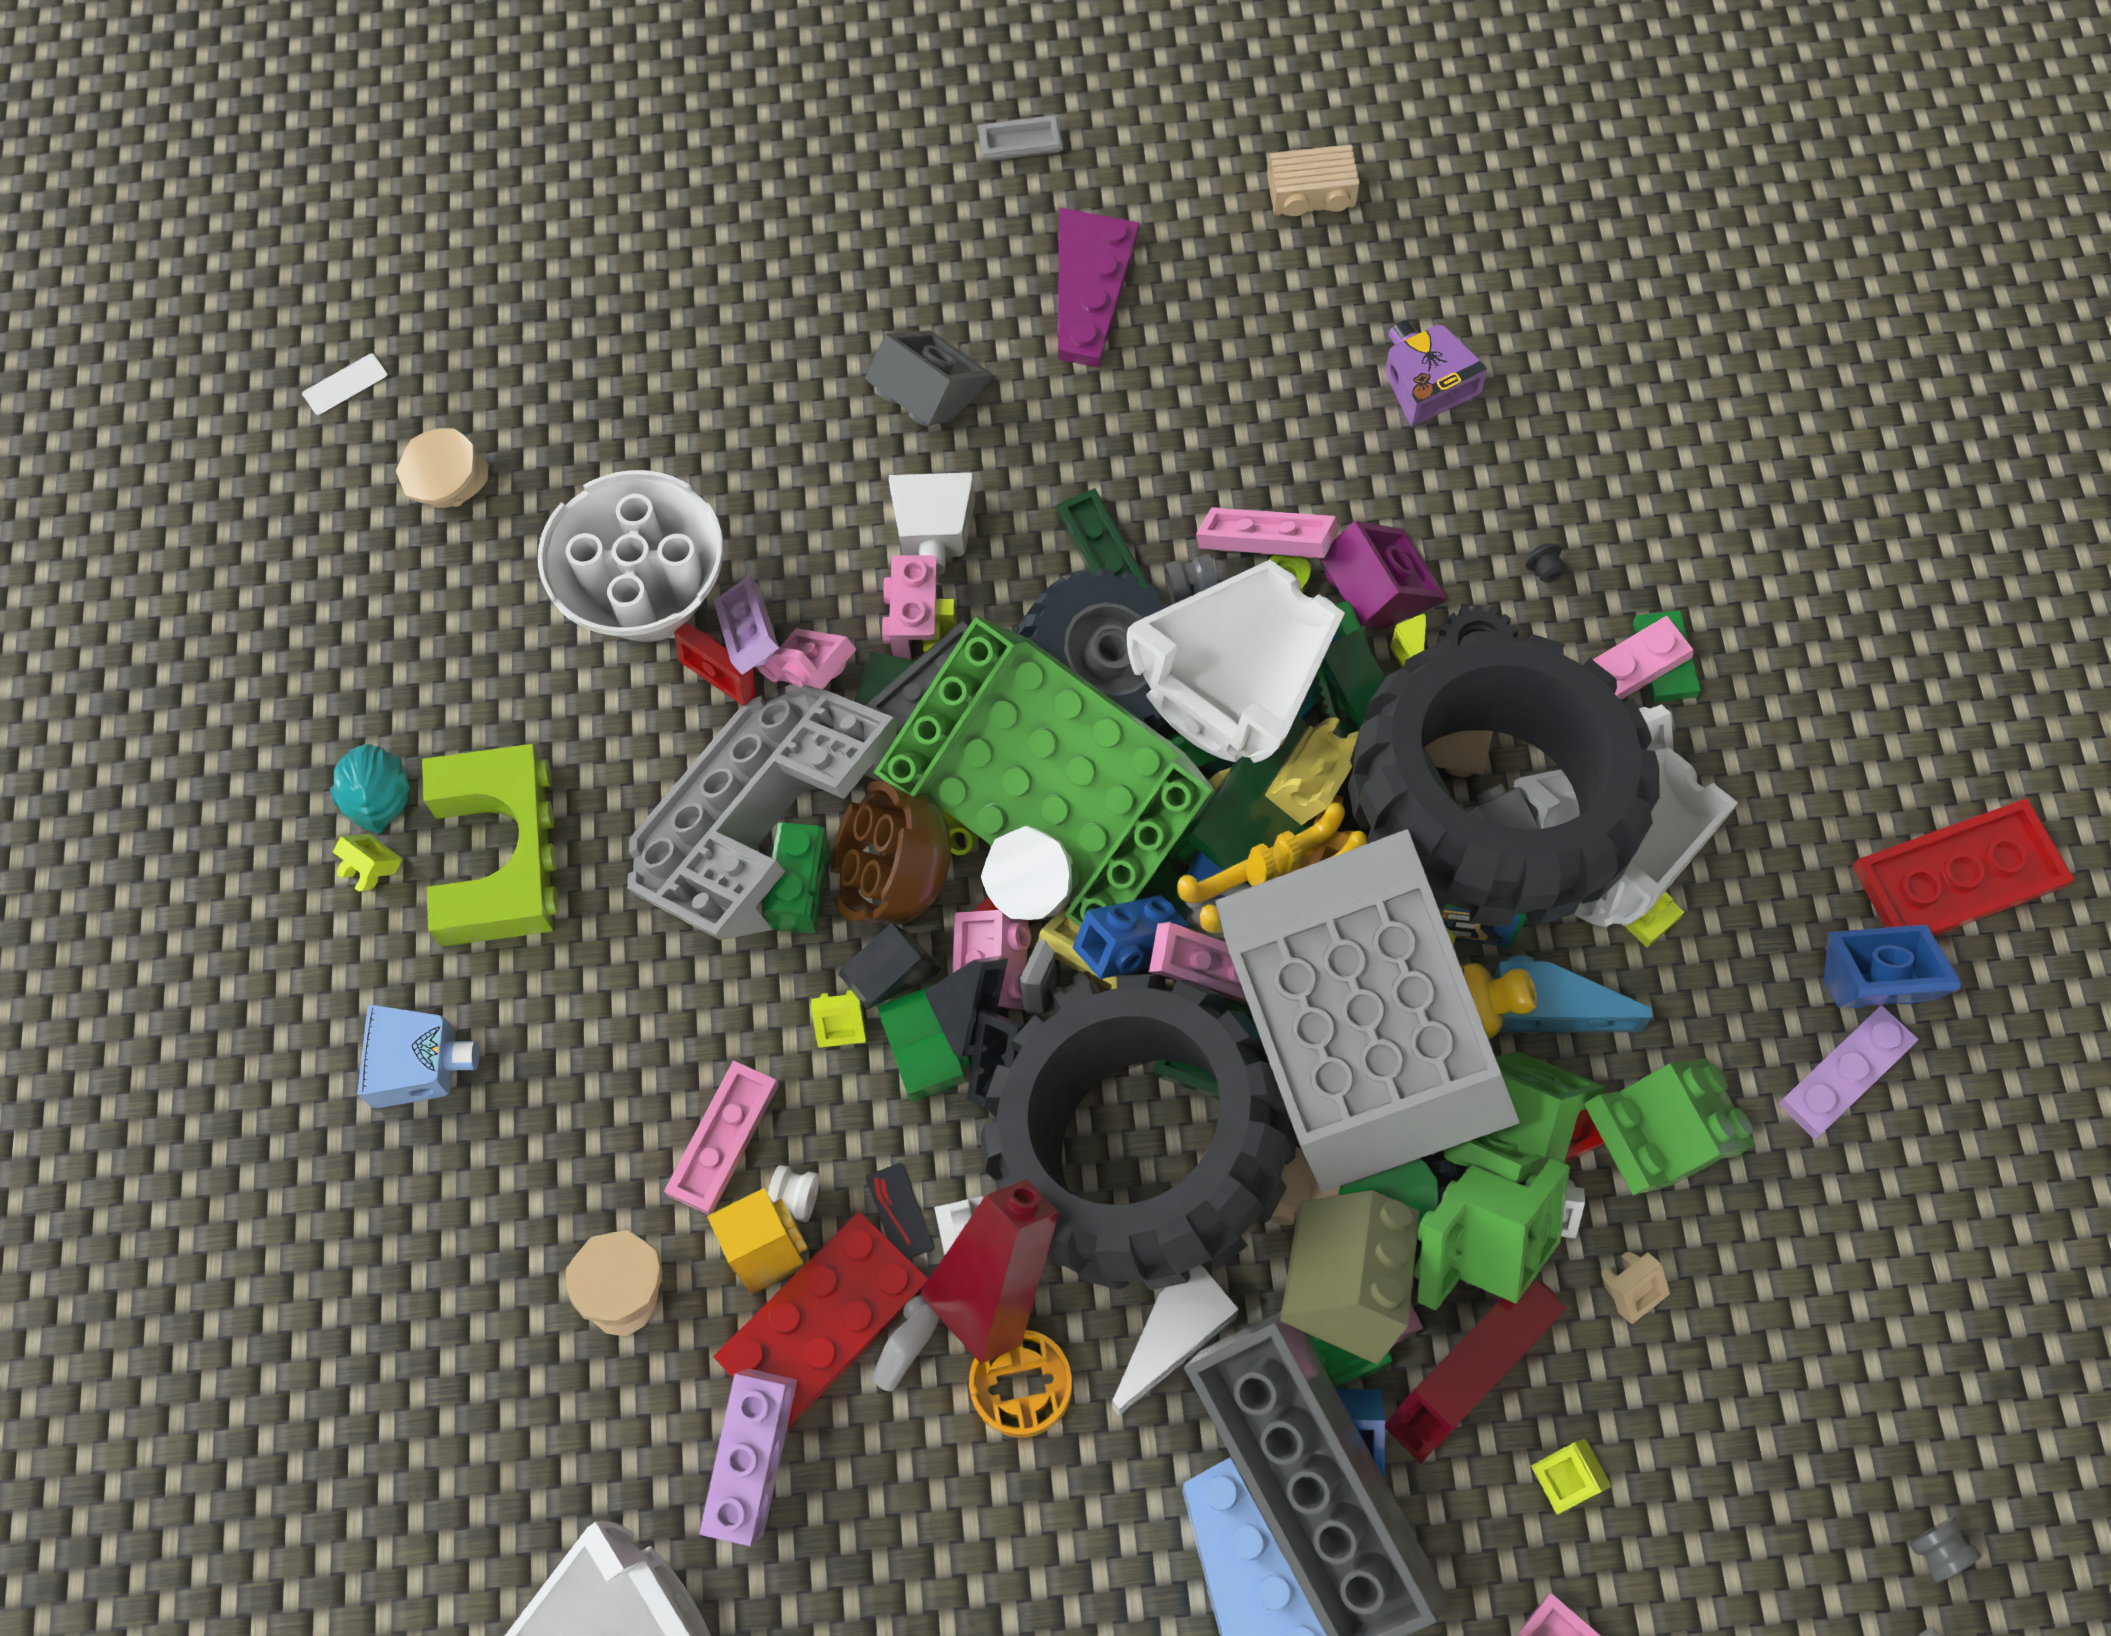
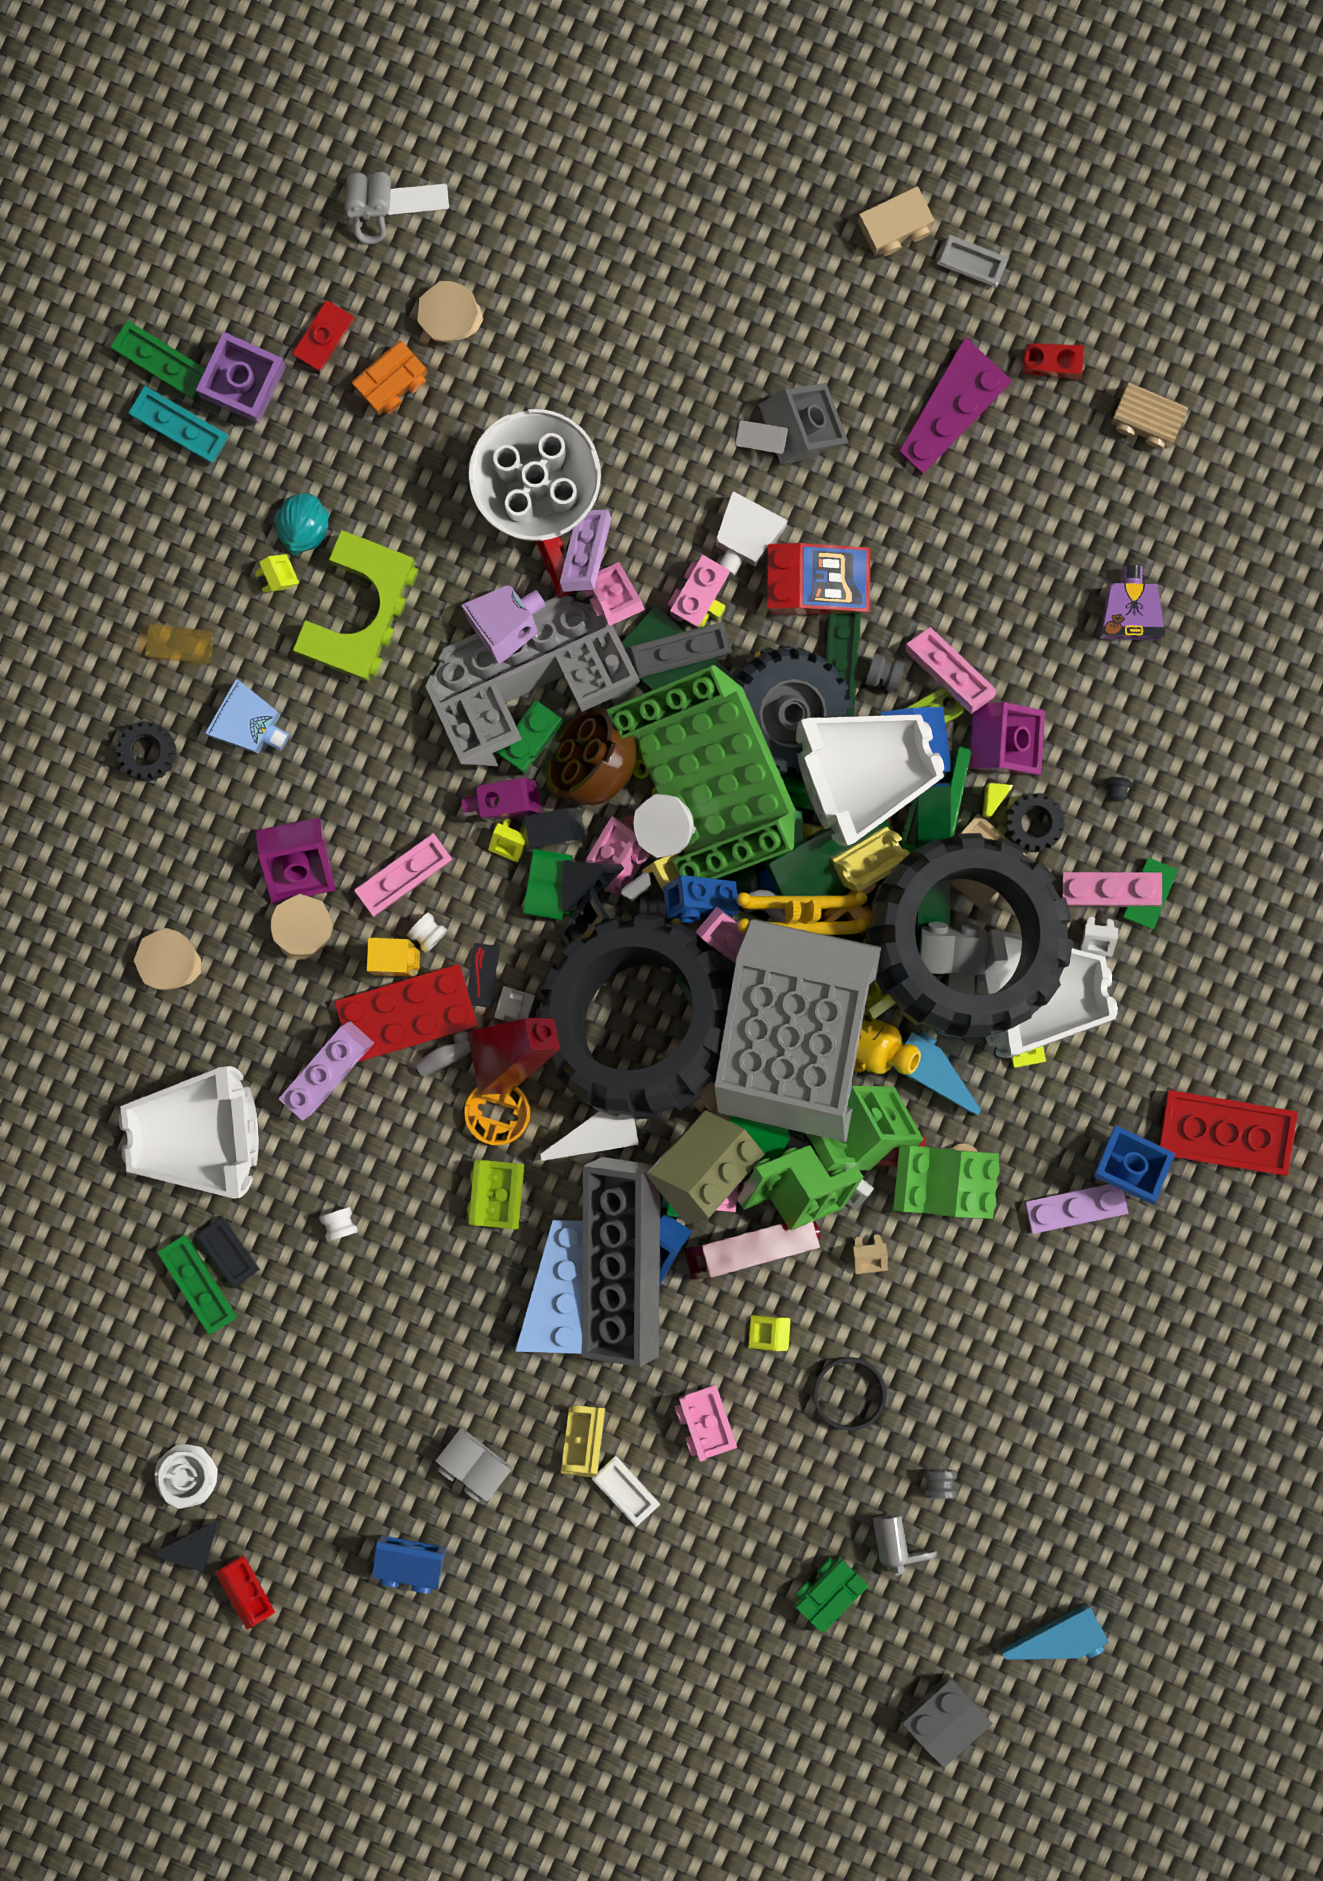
camera: 25 degrees right, 20 degrees up
(99, 696) = (158, 359): none -> green plate
(156, 755) = (178, 425): none -> teal plate
(210, 658) = (241, 378): none -> medium lavender brick
(266, 1153) = (146, 730): none -> black tyre
(269, 403) = (368, 199): none -> light grey piece
(276, 1012) = (179, 644): none -> clear yellow tile
(298, 573) = (323, 336): none -> red plate
(403, 572) = (390, 379): none -> orange brick
(447, 1431) = (167, 960): none -> tan hat
(563, 1197) = (295, 860): none -> magenta slope
(686, 759) = (503, 620): none -> lavender torso
(801, 967) = (516, 799): none -> magenta torso
(888, 409) = (761, 437): none -> white sticker
(911, 138) = (896, 222): none -> tan brick
(1046, 519) = (818, 579): none -> slope
(1083, 1498) = (495, 1194): none -> lime bracket
(1173, 179) = (1054, 360): none -> red leg
(1781, 1469) = (876, 1414): none -> black tyre

